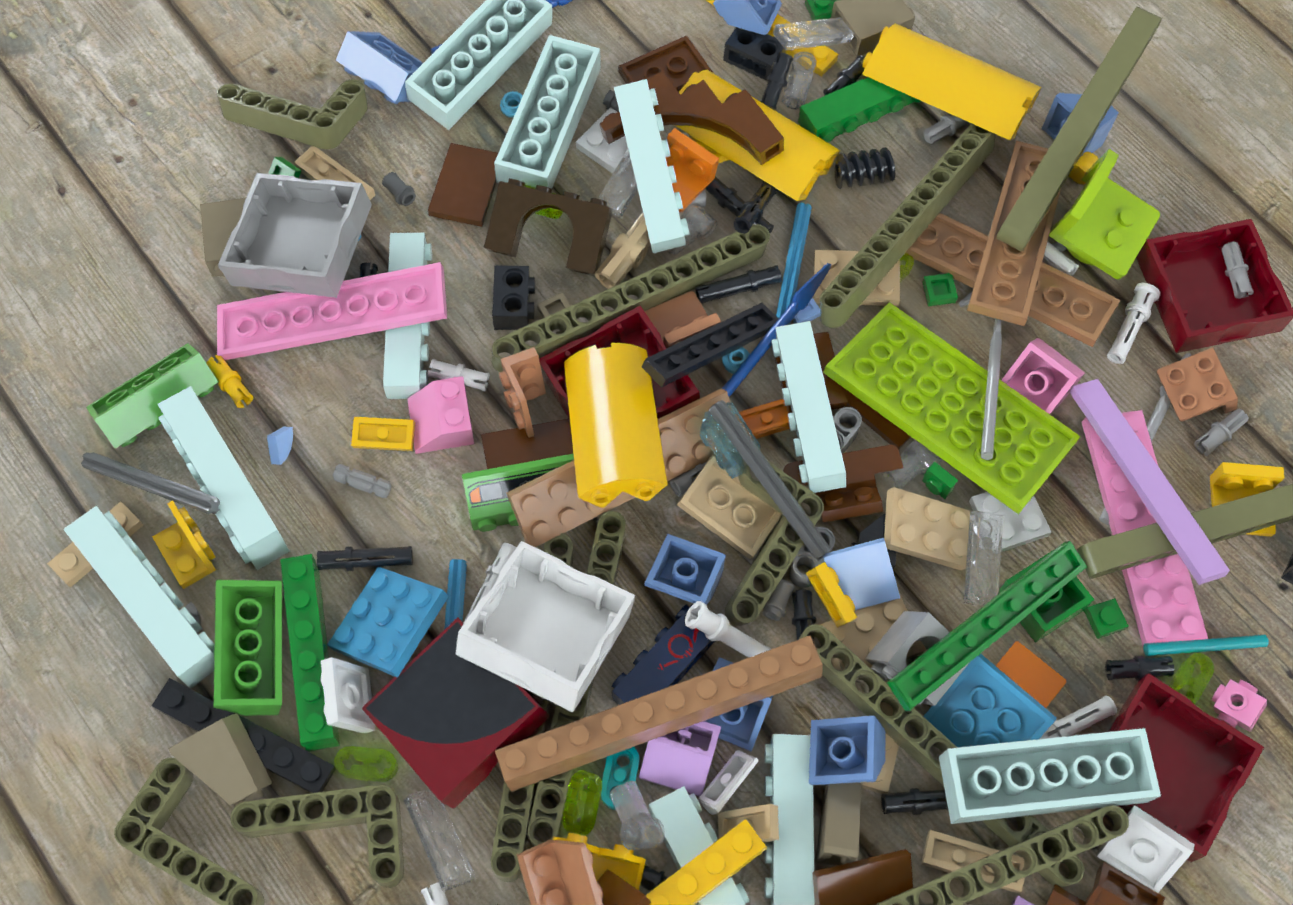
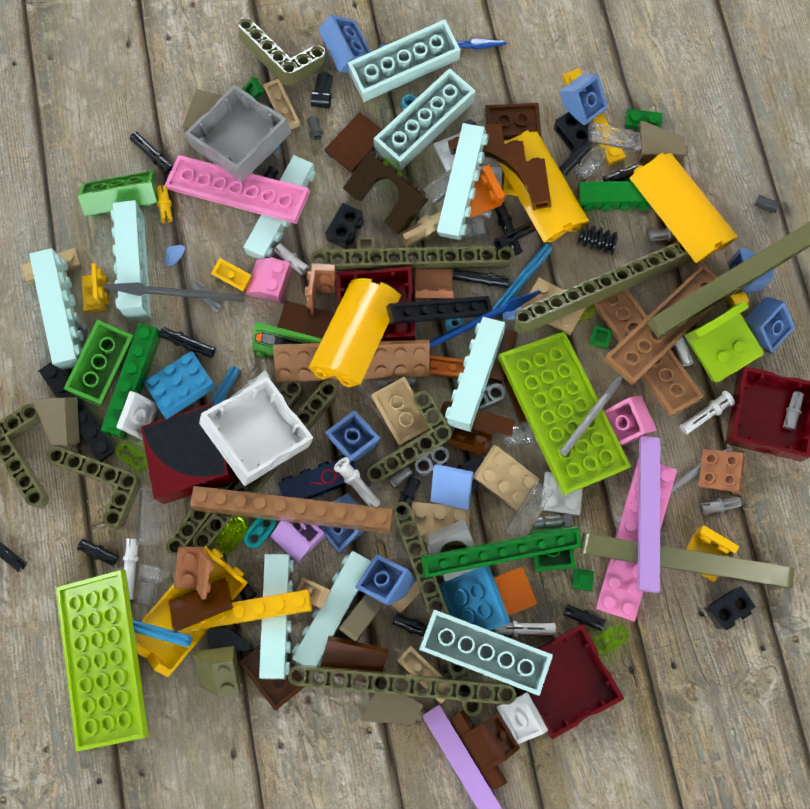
camera: 30 degrees right, 10 degrees up
(151, 483) = (91, 246): dark grey axle -> none
(185, 322) = (138, 140): none -> black pin
(262, 506) = (139, 289): none -> dark grey piece
(384, 140) = (322, 94): none -> black piece
(638, 827) = (252, 563): clear piece -> none
(726, 454) = (415, 371): clear light blue bracket -> none
(727, 781) = (314, 563): white slope -> none
(769, 479) = (425, 408): dark grey axle -> none
(826, 585) = (428, 498): yellow plate -> none
(939, 480) = (530, 453): green plate -> none
(1022, 557) = (553, 521): none -> light grey axle
(1047, 37) = (766, 203): none -> dark grey pin
(1142, 173) = (770, 323): none -> medium blue slope
(1205, 645) = (632, 624): teal bar -> none
(1243, 715) = (633, 671): bright pink brick -> none

